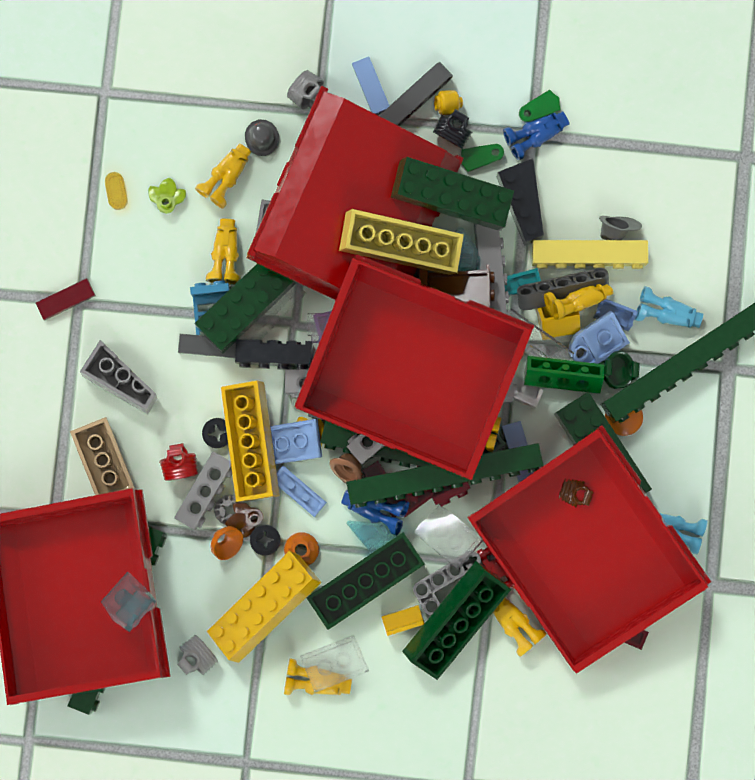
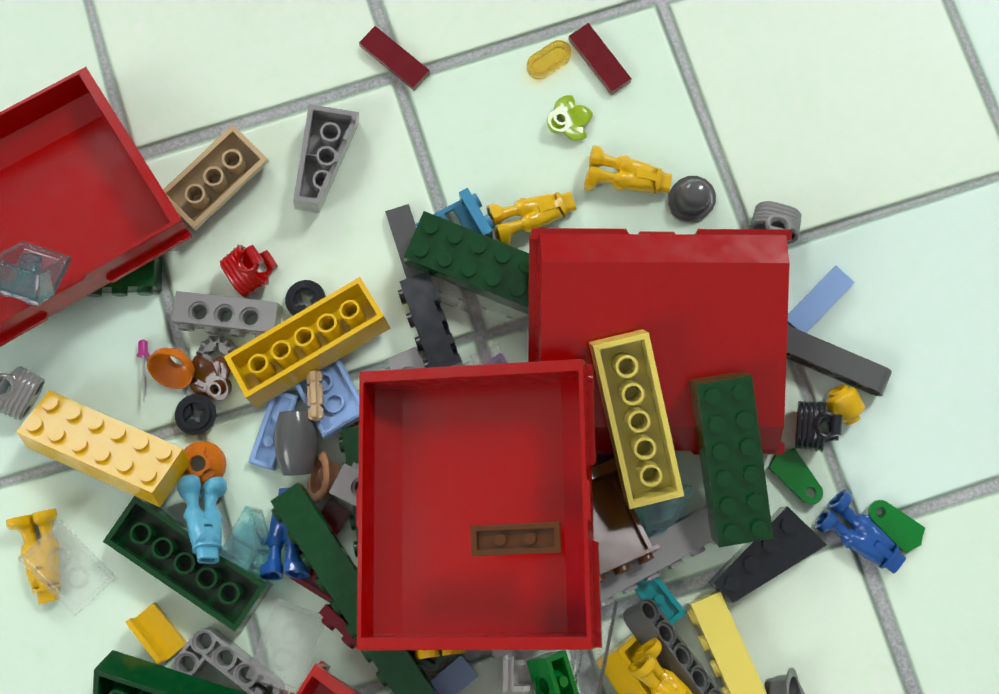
camera: 65 degrees right, 5 degrees down
(131, 155) = (599, 59): none -> dark red tile
(205, 560) = (143, 353): none -> piece
(290, 451) = (315, 395): none -> tan axle
(315, 477) = (295, 443): none -> dark grey piece
(338, 558) = (206, 525): none -> medium azure piece
(447, 347) = (516, 539): none -> reddish brown plate

